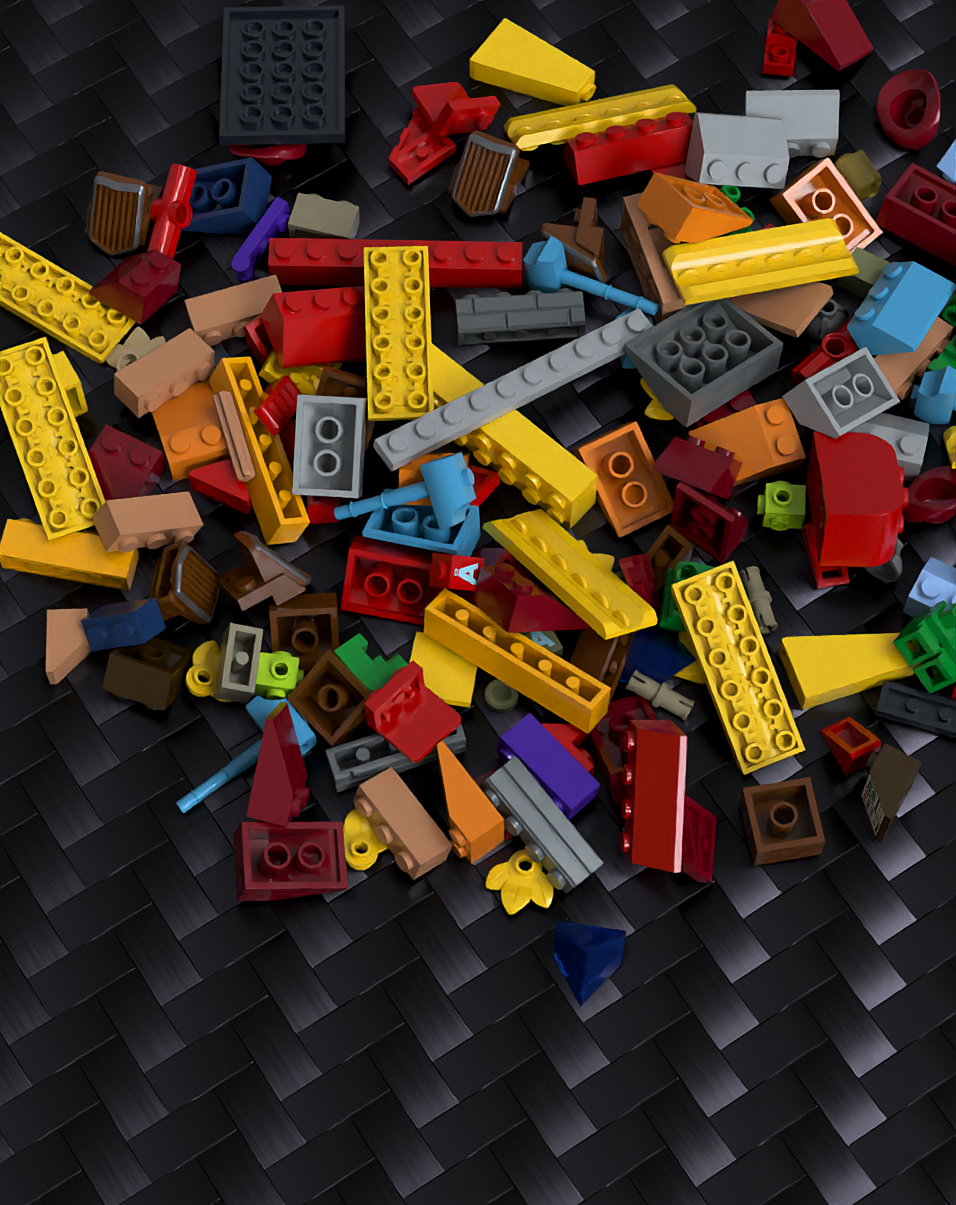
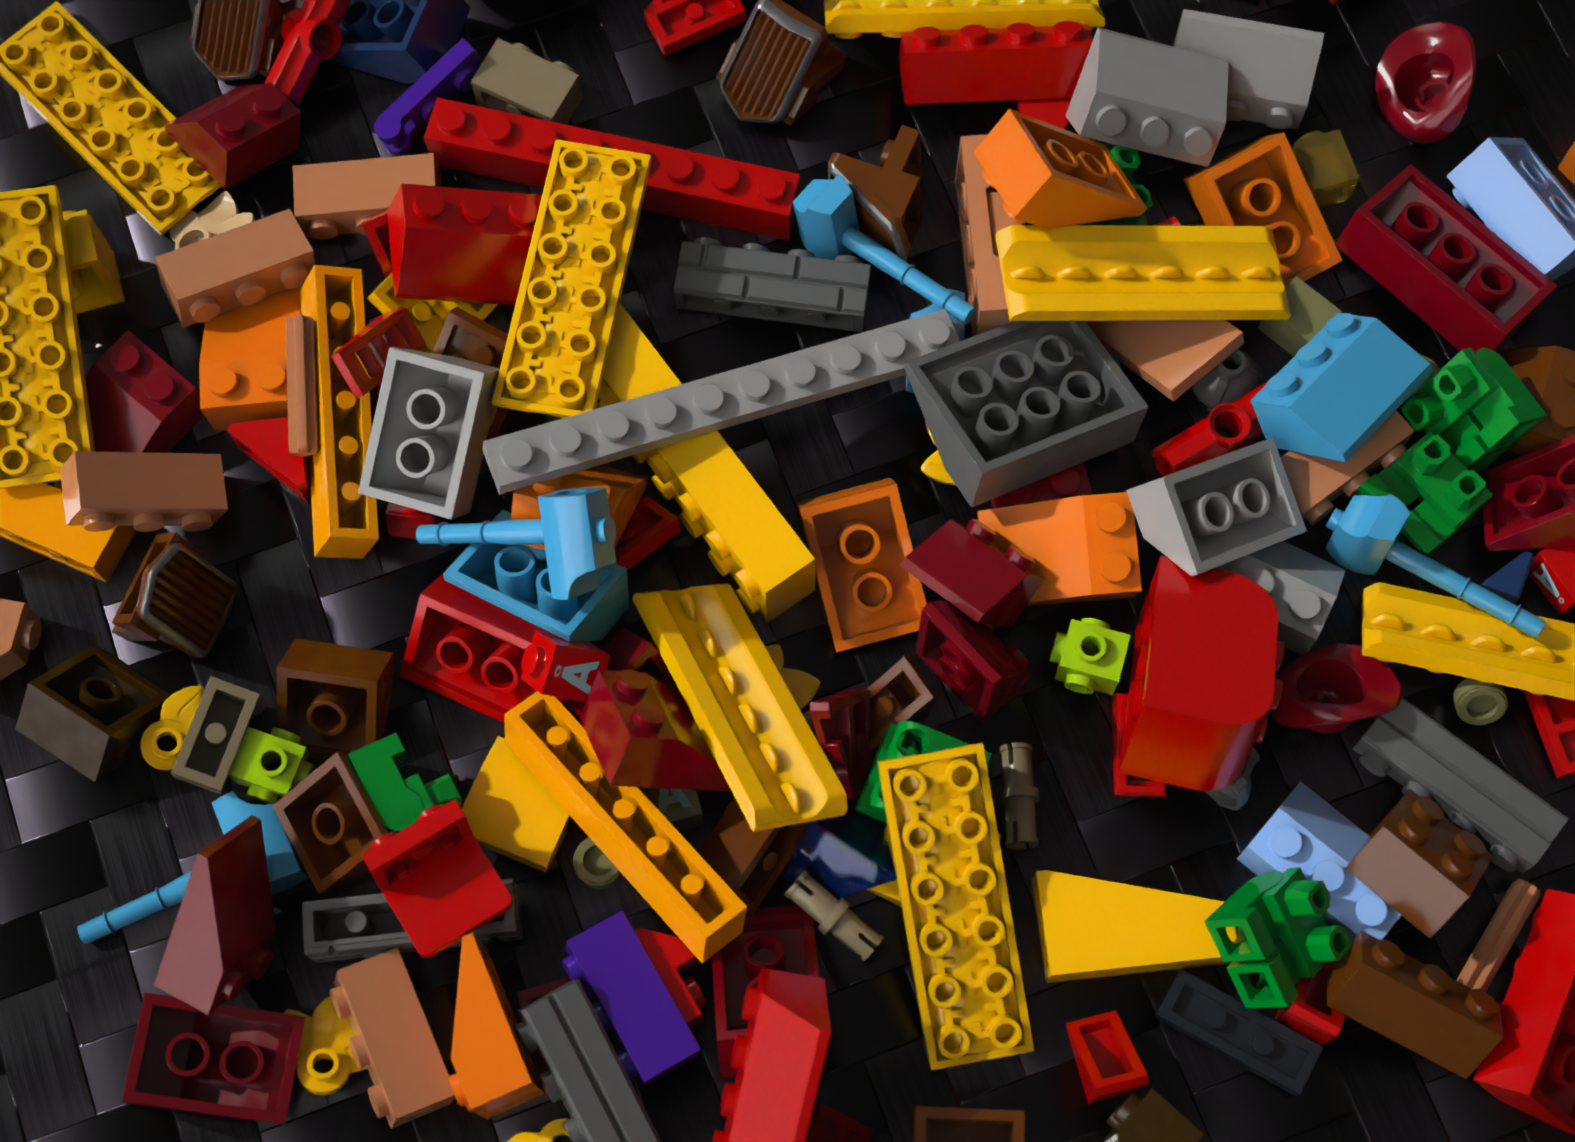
camera: 15 degrees right, 5 degrees up
(123, 624) = (65, 640): dark blue brick -> none
(262, 576) = (291, 606): reddish brown piece -> none

